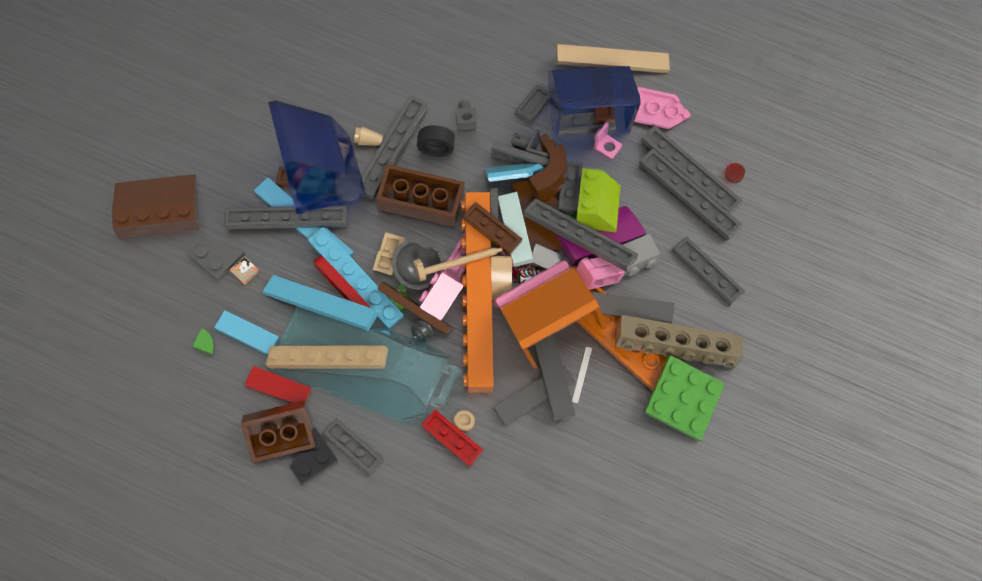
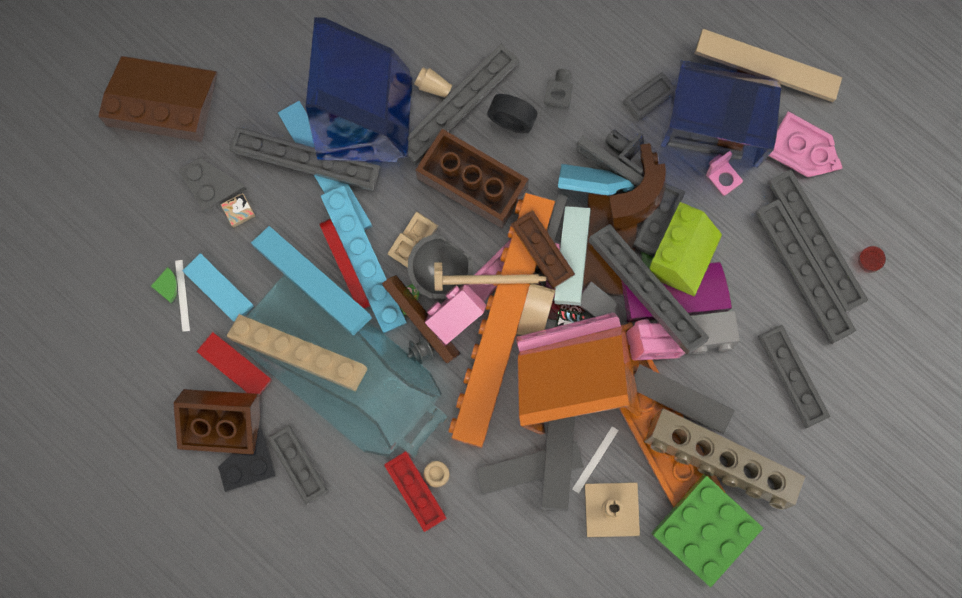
camera: 25 degrees right, 10 degrees up
(221, 352) = (182, 295): none -> white sticker
(607, 407) = (612, 510): none -> tan tile

